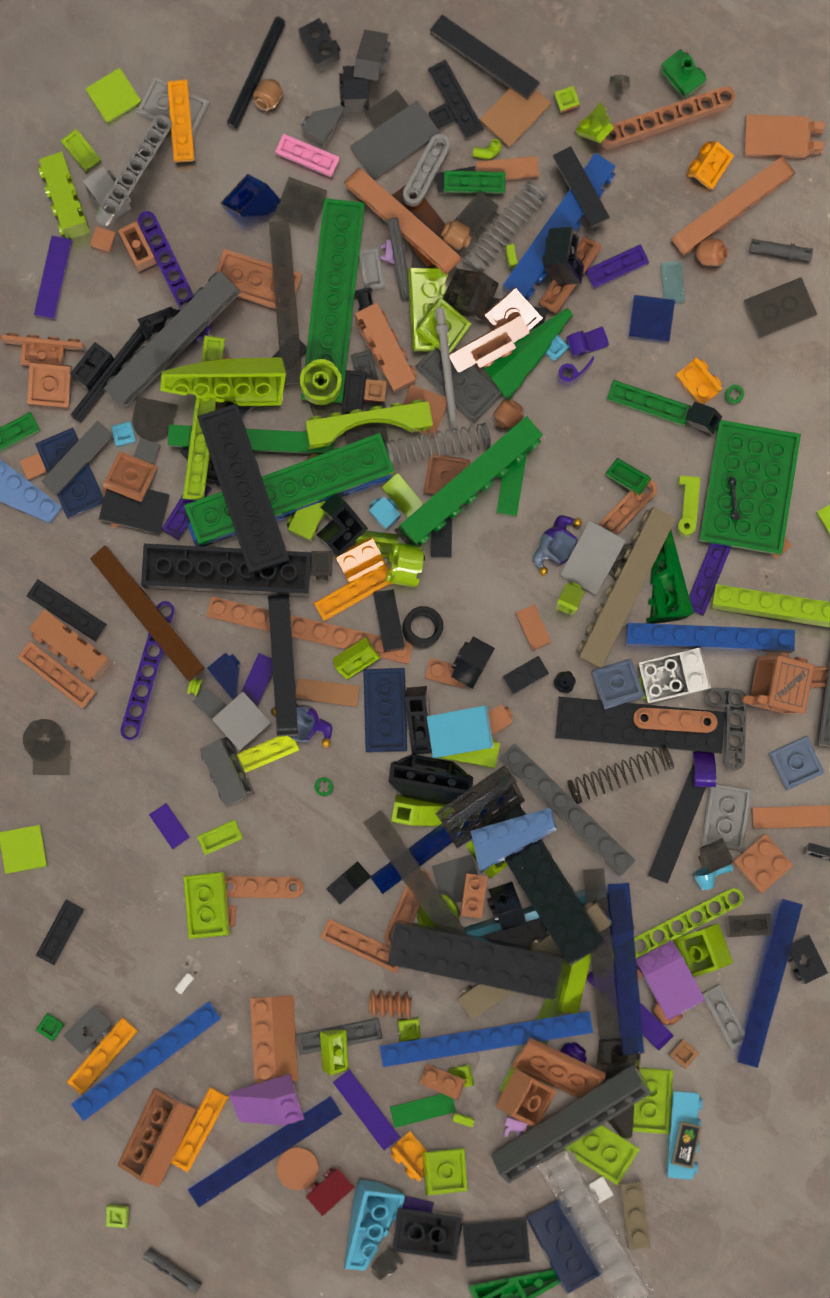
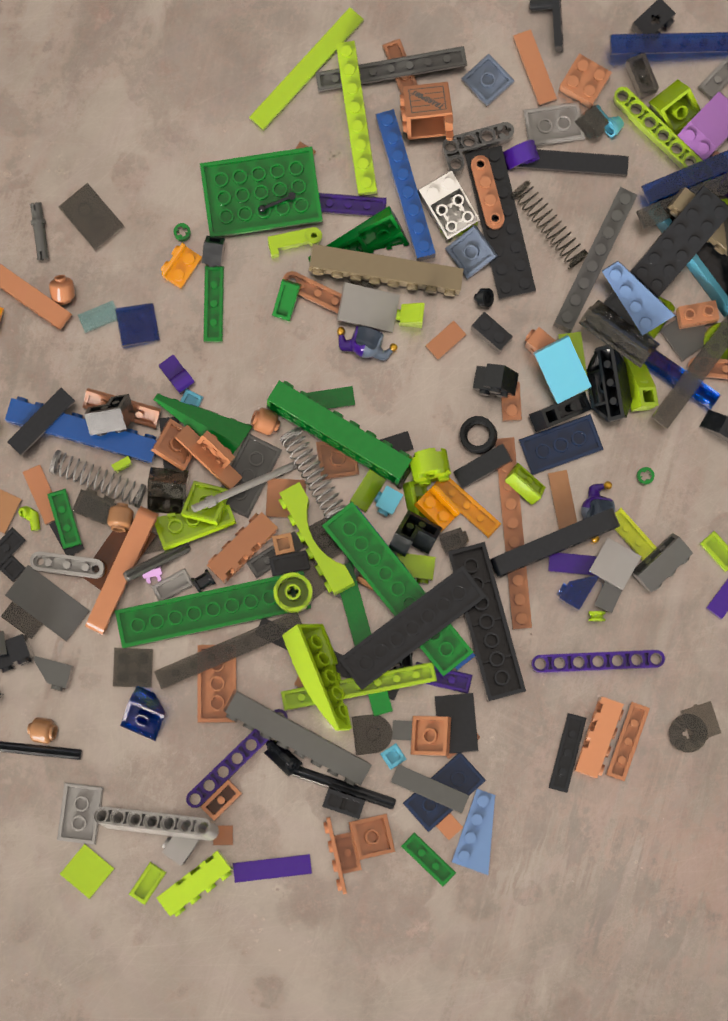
camera: 105 degrees left, 0 degrees up
(147, 613) = (548, 677): reddish brown tile -> none
(181, 121) = (92, 800): light orange tile -> none
(307, 155) = (87, 676): bright pink plate -> none
(506, 906) = (696, 283): black brick -> none
(575, 375) = (211, 374): dark purple panel -> none
(617, 266) = (99, 369): dark purple tile -> none

